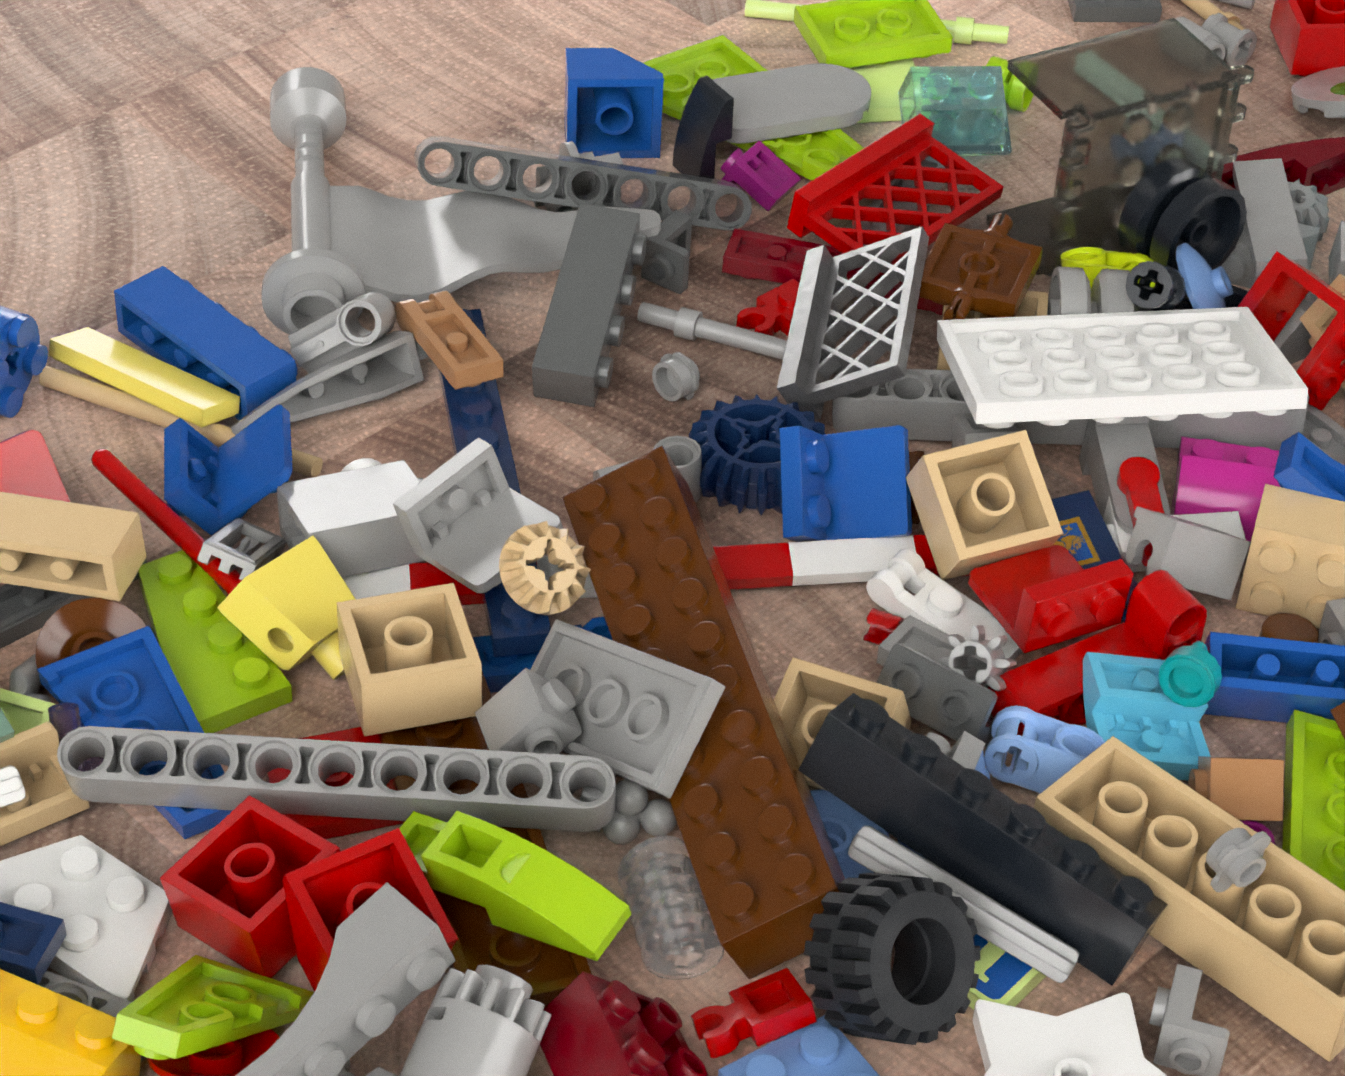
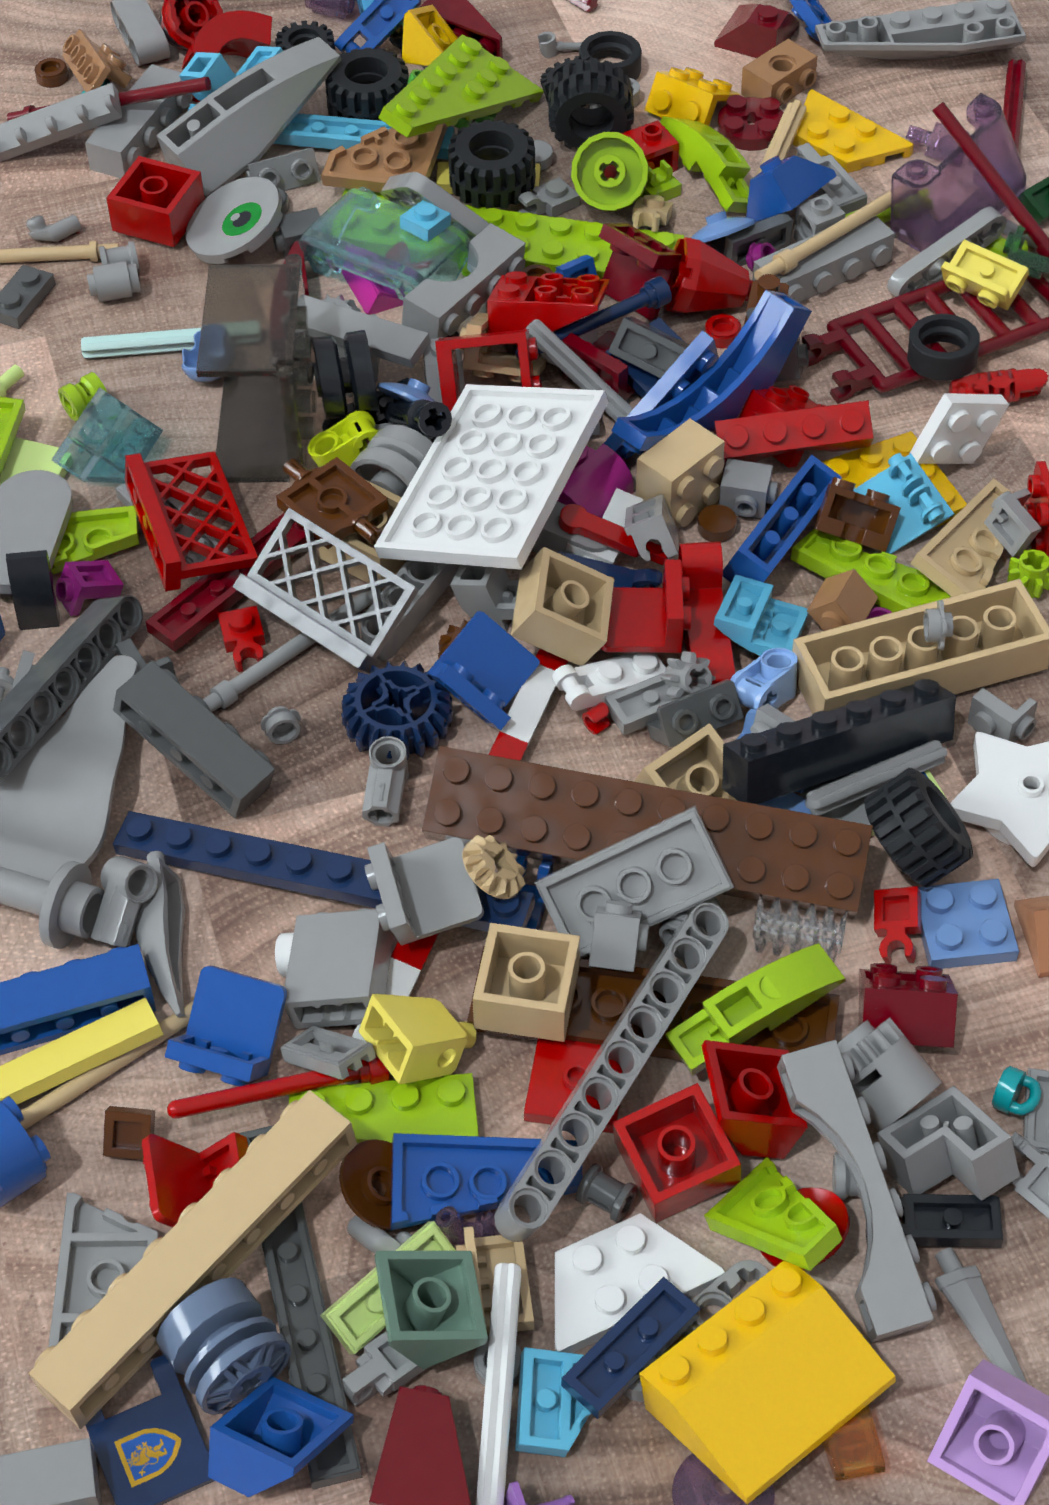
camera: 60 degrees left, 10 degrees up
(72, 446) = (125, 1130): none -> reddish brown plate
(179, 833) = (606, 1192): none -> dark grey bush
(450, 340) = (182, 836): medium nougat plate -> none
(1190, 675) = (764, 577): teal tile -> none

